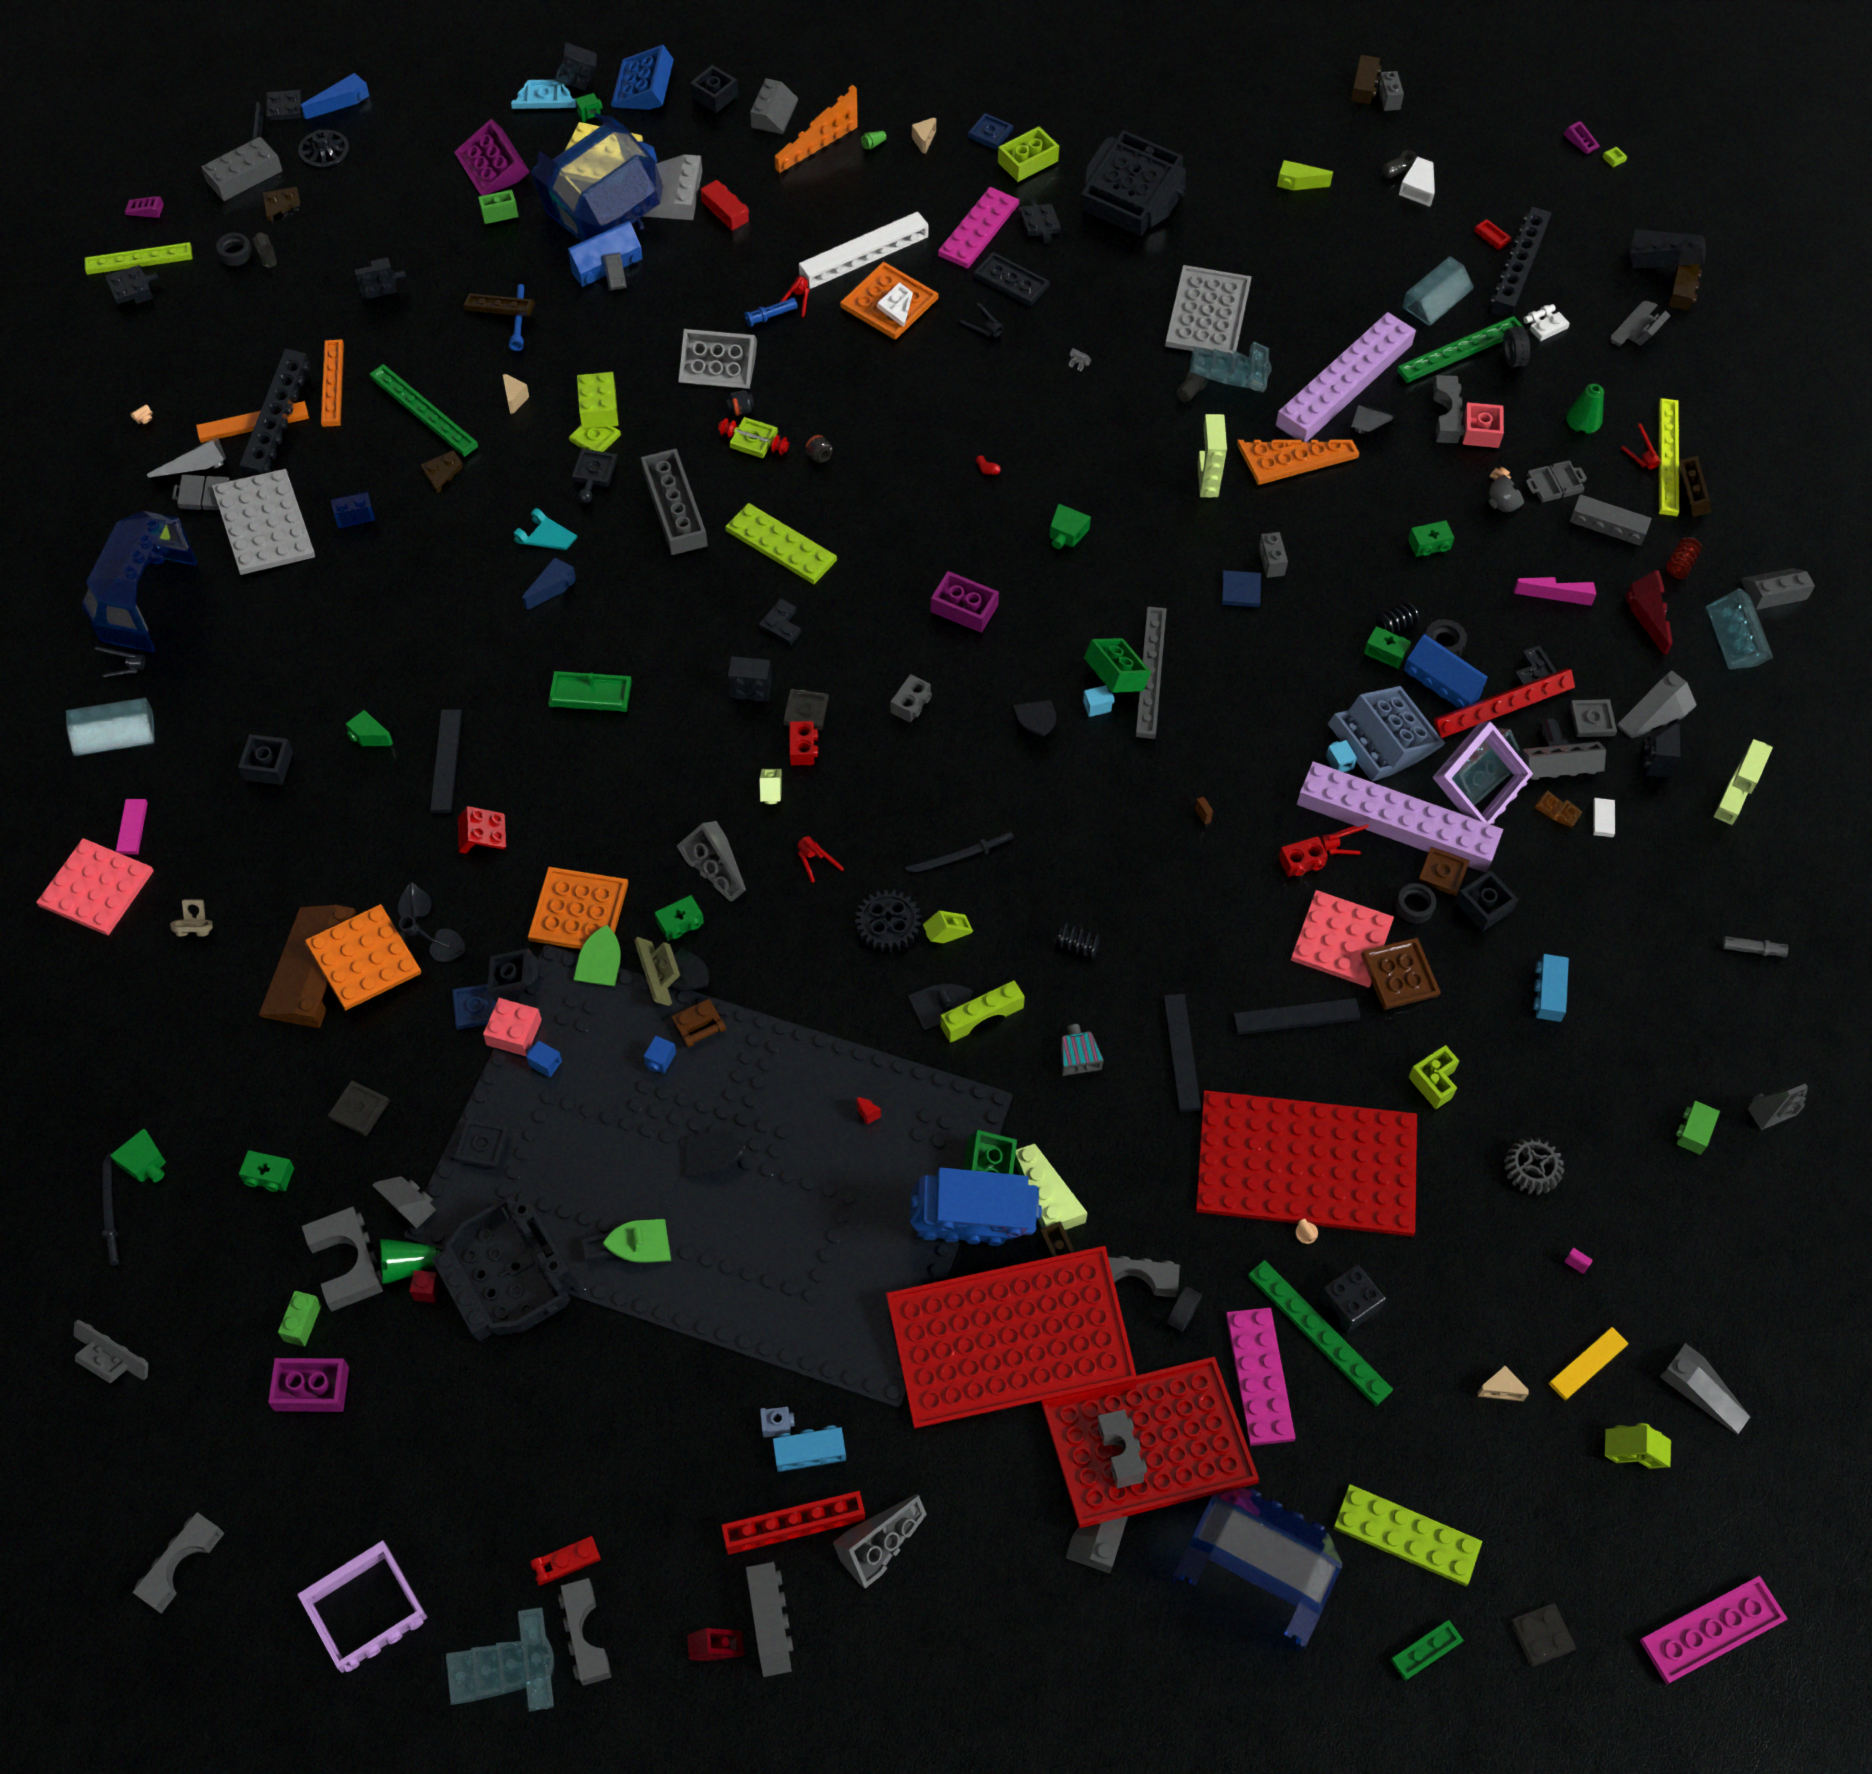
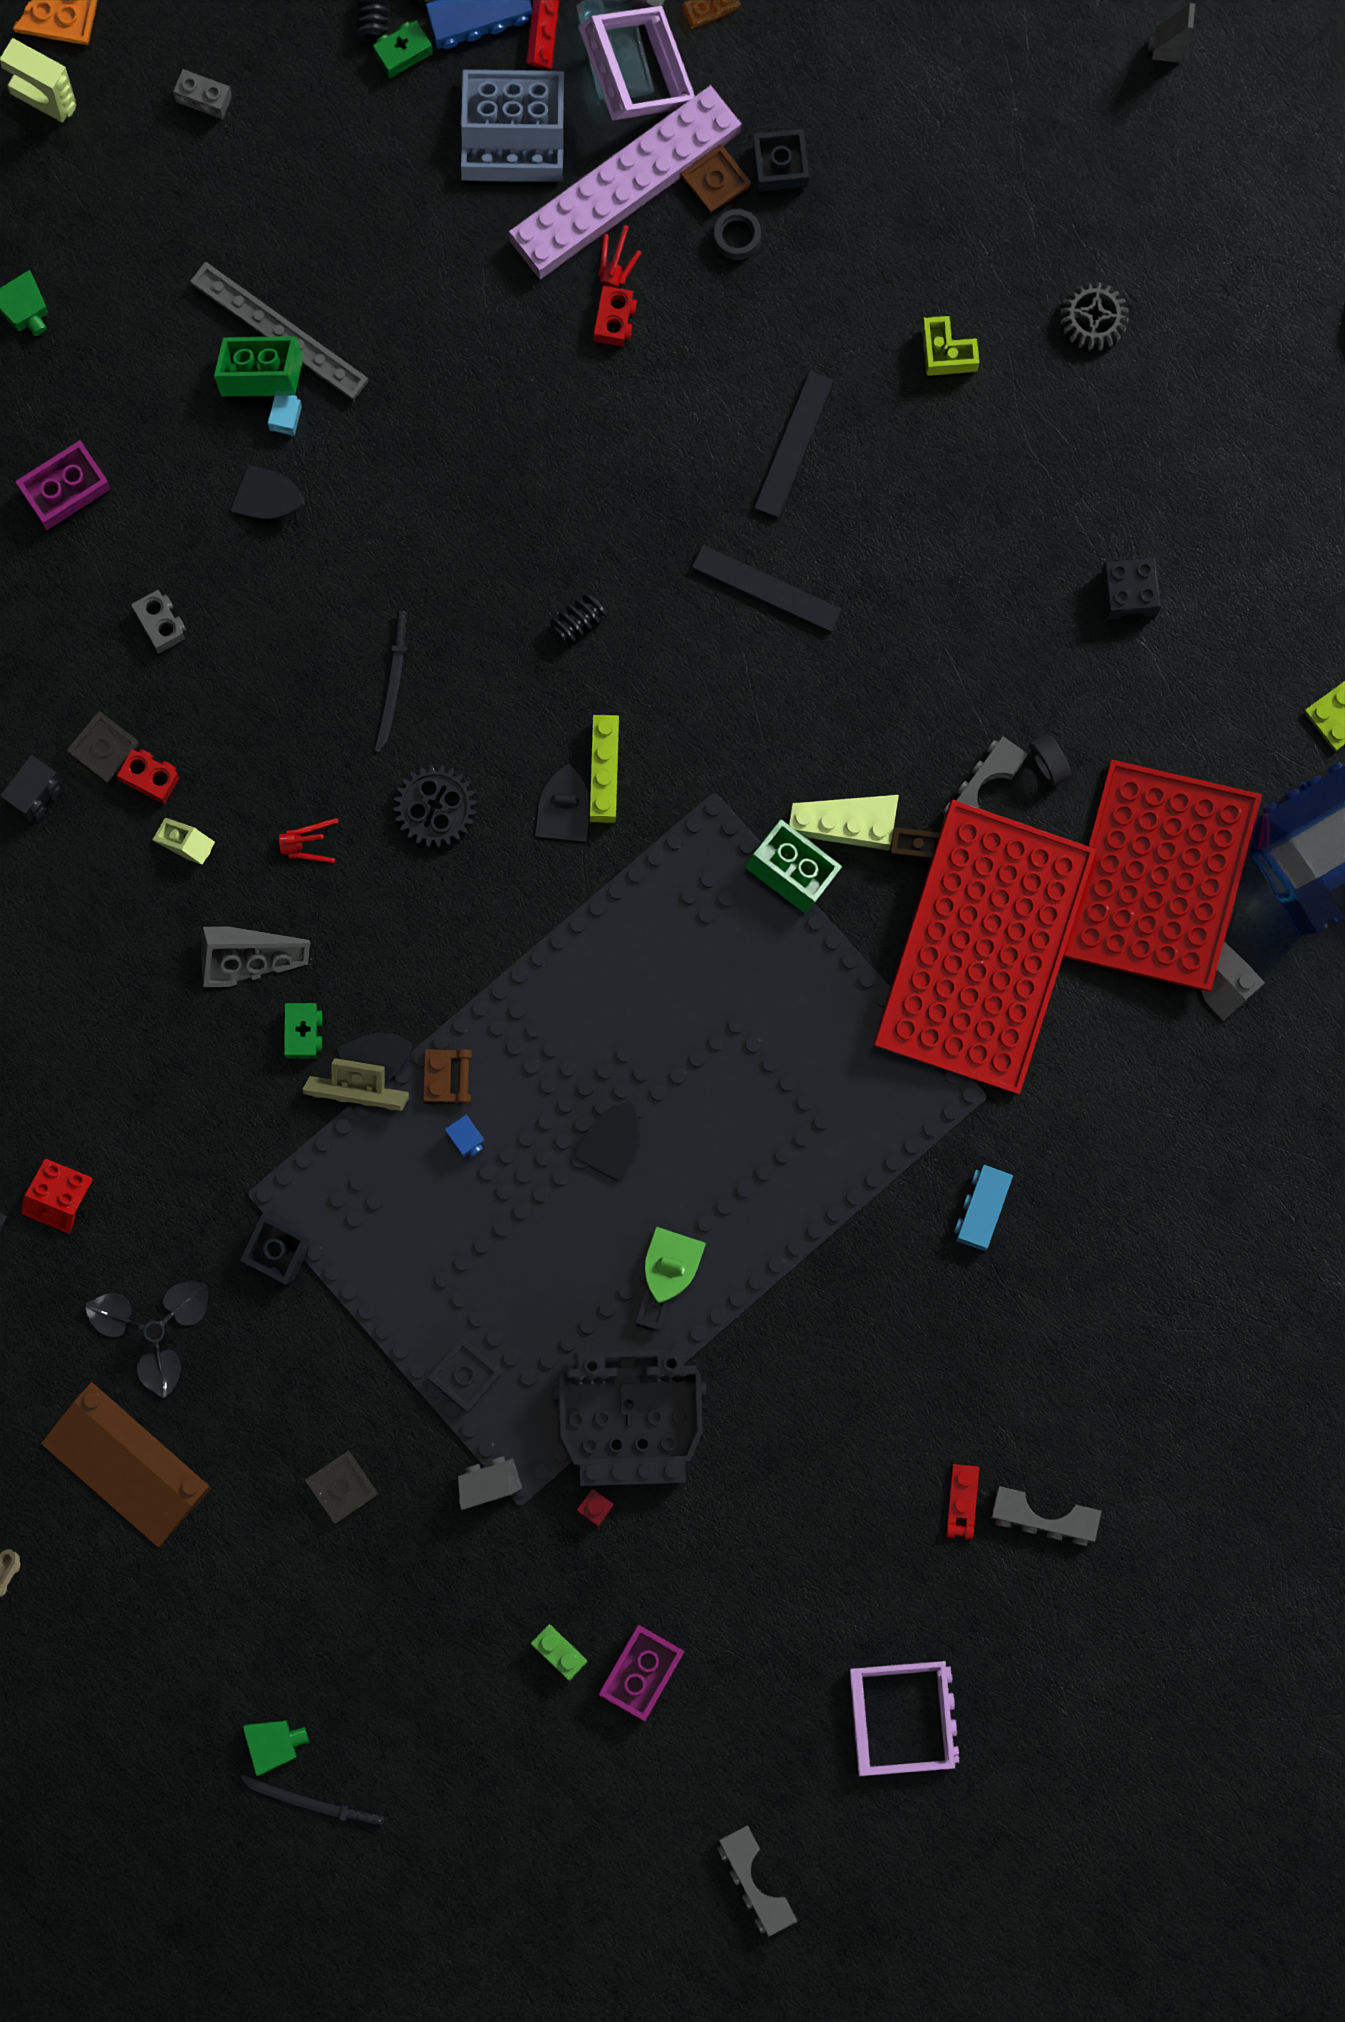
camera: 65 degrees left, 20 degrees up
(105, 1356) = (489, 1870): dark grey bracket -> none
(256, 1168) = (350, 1622): green brick -> none
(363, 957) = (161, 1399): orange plate -> none
(363, 1278) = (481, 1560): dark grey arch -> none
(402, 1258) = (554, 1515): green cone -> none
(472, 1006) = (282, 1307): dark blue tile -> none
(506, 1666) = (1039, 1606): clear light blue slope -> none
(512, 1027) = (342, 1277): coral brick -> none
(543, 1058) = (398, 1262): blue brick -> none
(576, 907) = (225, 1136): orange plate -> none
(599, 959) = (305, 1143): bright green shield -> none
(715, 1644) = (1126, 1398): dark red slope -> none
(769, 1619) = (1130, 1332): dark grey wedge -> none
(770, 1427) = (937, 1234): sand blue brick -> none
(793, 1522) = (1052, 1261): red brick -> none
(868, 1110) = (653, 952): red slope -> none
(873, 1542) = (1110, 1199): dark grey wedge -> none
(947, 926) = (480, 748): lime slope -> none
(974, 1206) = (855, 907): blue piece -> none
(1079, 1052) = (708, 695): dark grey torso -> none
(1117, 1429) = (1140, 898): dark grey arch -> none
(1204, 810) = (494, 385): reddish brown tile -> none
(1241, 588) = (223, 158): dark blue tile -> none
(1260, 1377) = (1152, 727): dark pink plate -> none
(1306, 1232) = (1034, 587): light nougat plate -> none
(1307, 1163) = (960, 538): red plate -> none
(1320, 1333) = (1141, 641): green plate -> none
(1338, 934) = (731, 337): coral plate -> none
(1341, 756) = (513, 194): medium azure brick -> none
(1400, 973) = (811, 306): reddish brown plate -> none
(1504, 1386) = (1293, 500): tan slope -> none
(1551, 987) = (914, 162): dark azure brick -> none
(1578, 1261) = (1214, 342): dark pink tile -> none
(1588, 1363) = (1317, 403): yellow tile -> none
(1697, 1127) = (1146, 126): bright green brick -> none

